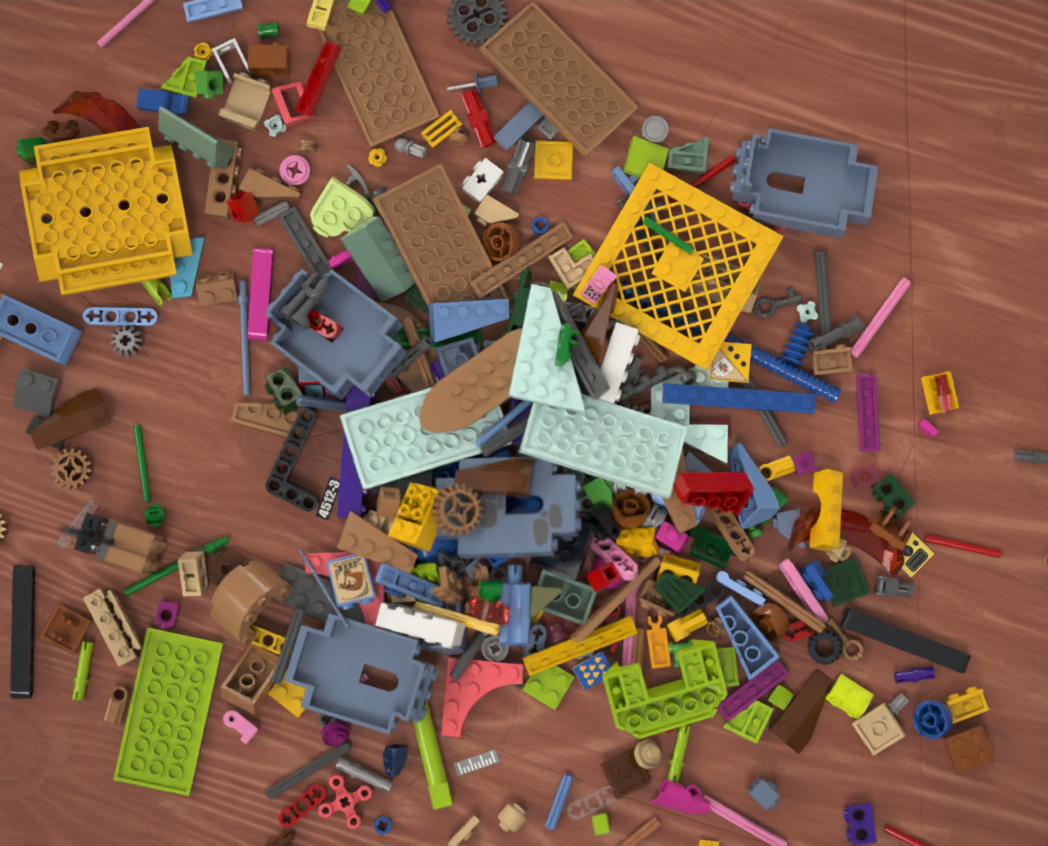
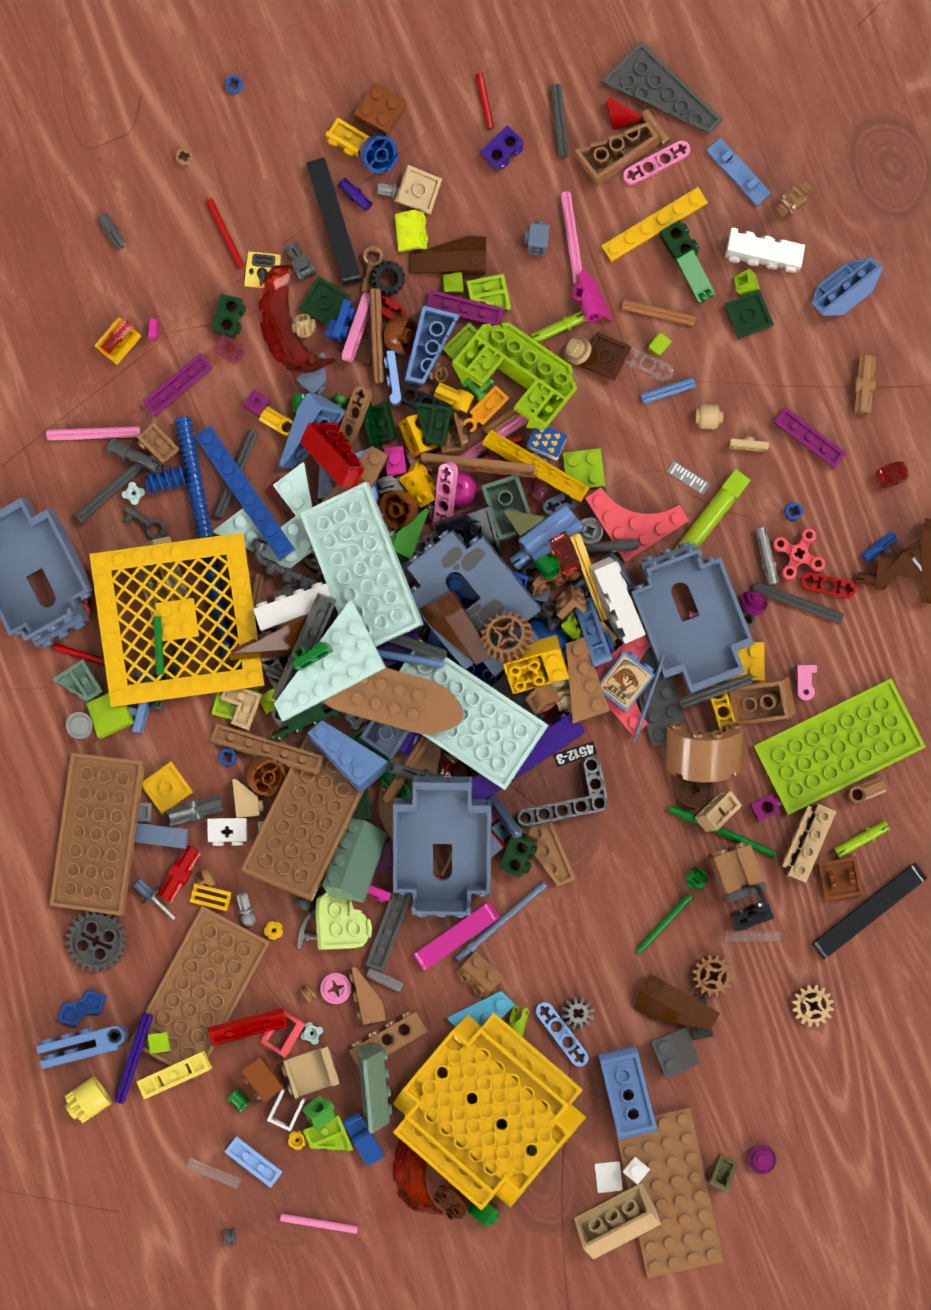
camera: 125 degrees left, 0 degrees up
(243, 207) = (398, 1004): red brick -> none
(315, 289) = (426, 885): dark grey piece -> none
(325, 320) = (438, 863): red beam -> none
(394, 759) = (736, 542): dark blue rock -> none
(598, 283) = (240, 670): bright pink leg -> none
(603, 576) = (468, 487): red brick -> none
(604, 520) = (424, 520): black piece -> none
(731, 363) = (221, 518): tile -> none
(826, 531) = (296, 344): yellow arch -> none
(891, 529) = (256, 296): dark orange plate -> none

